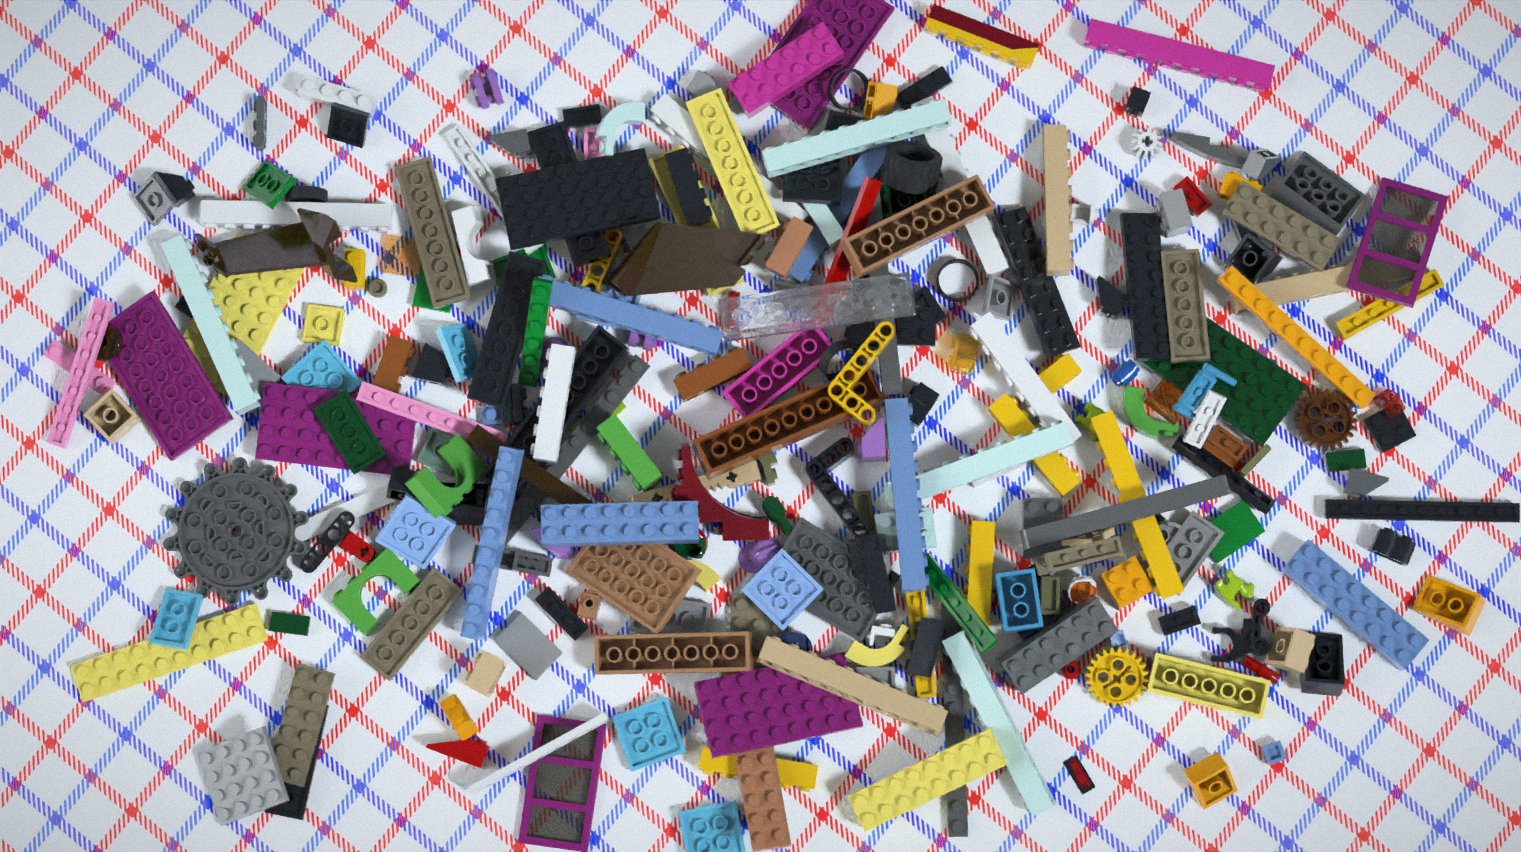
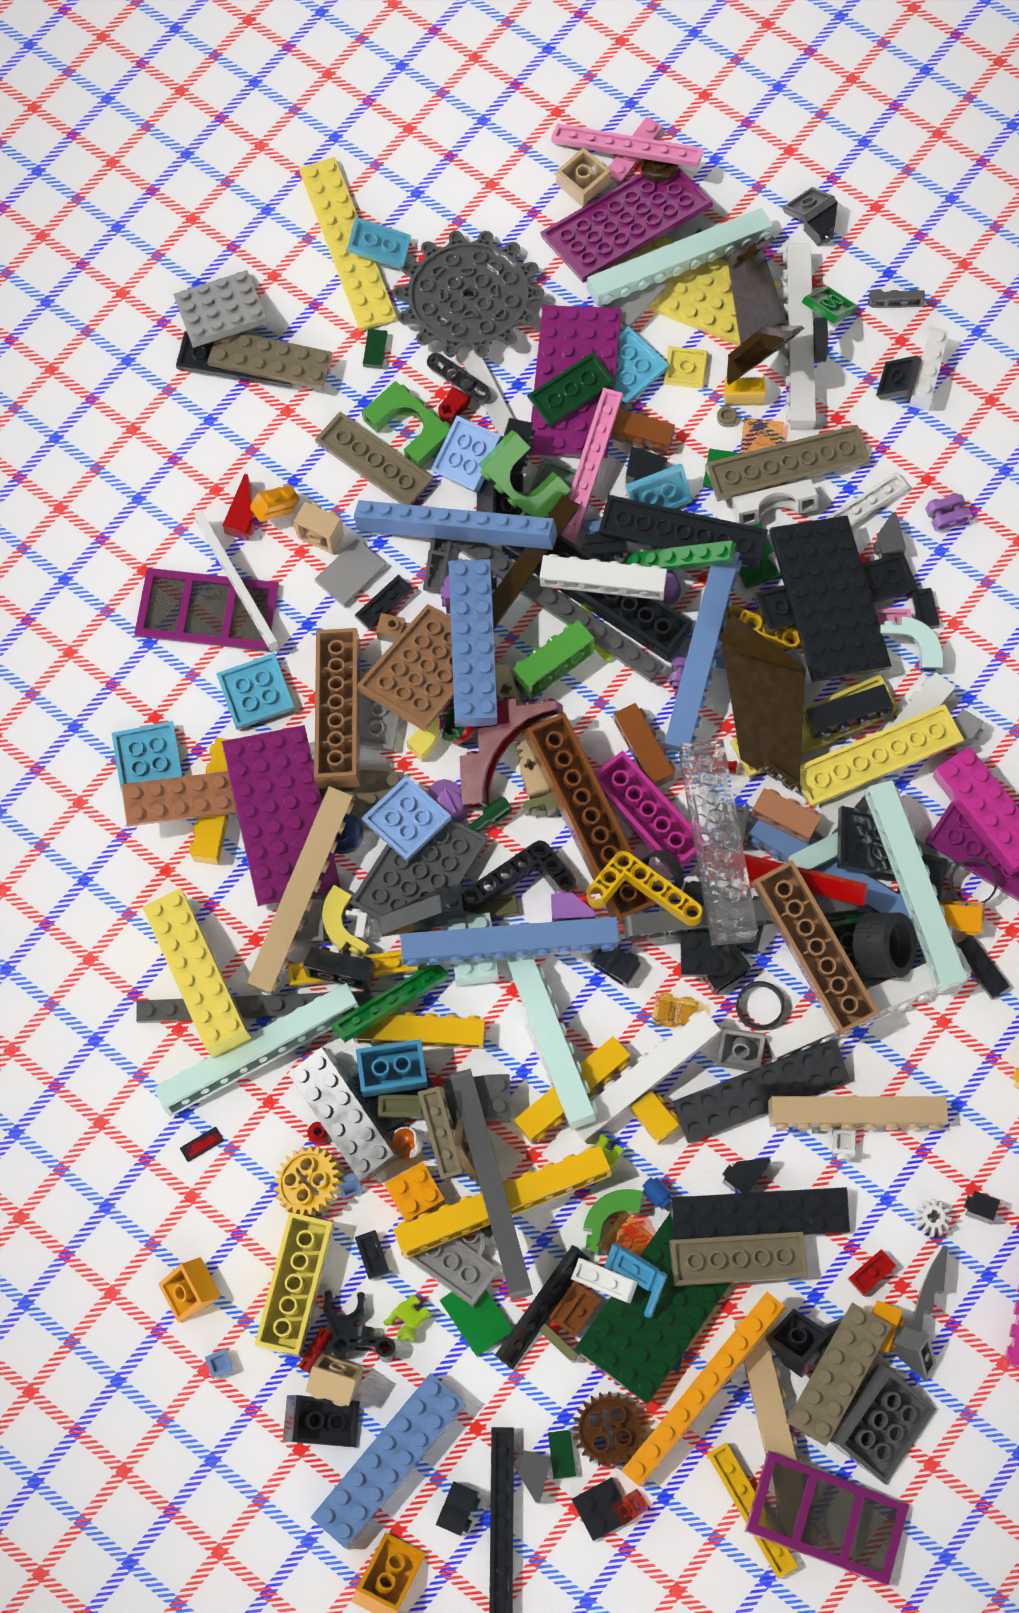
camera: 90 degrees right, 10 degrees down
(1173, 213) = (848, 1246): light grey brick -> none

